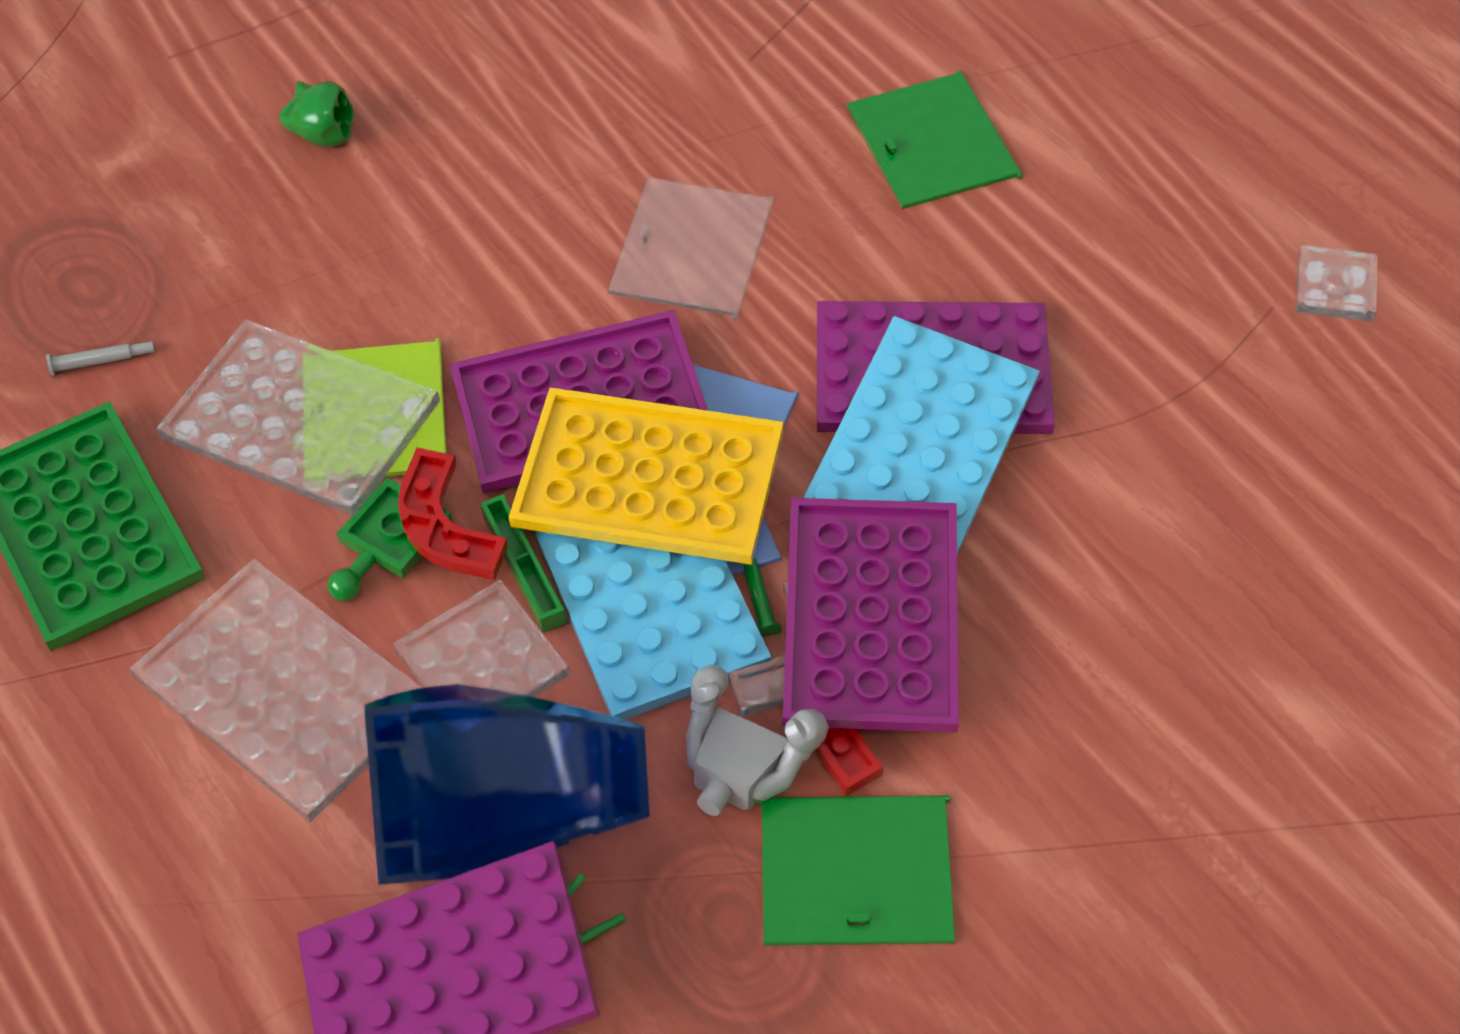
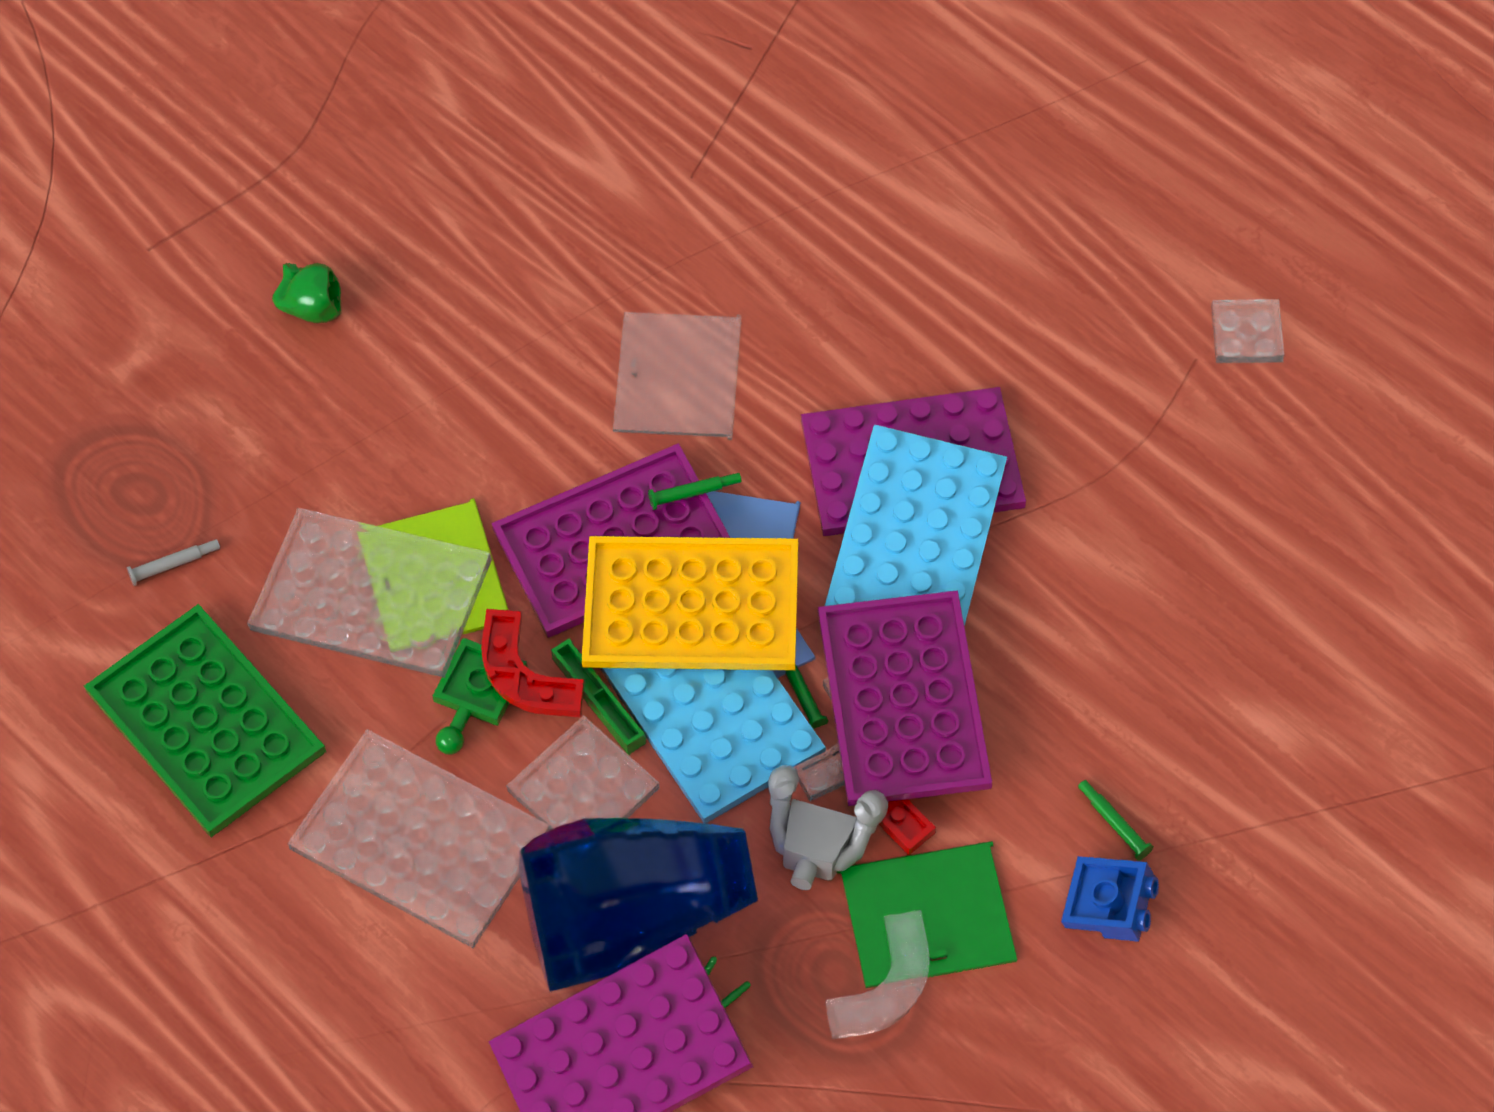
camera: 10 degrees left, 5 degrees up
(677, 357) = (691, 489): none -> green piece
(798, 958) = (897, 993): none -> clear plate
(935, 140) = (877, 235): green piece -> none
(1082, 884) = (1110, 897): none -> blue plate
(1103, 795) = (1116, 821): none -> green piece

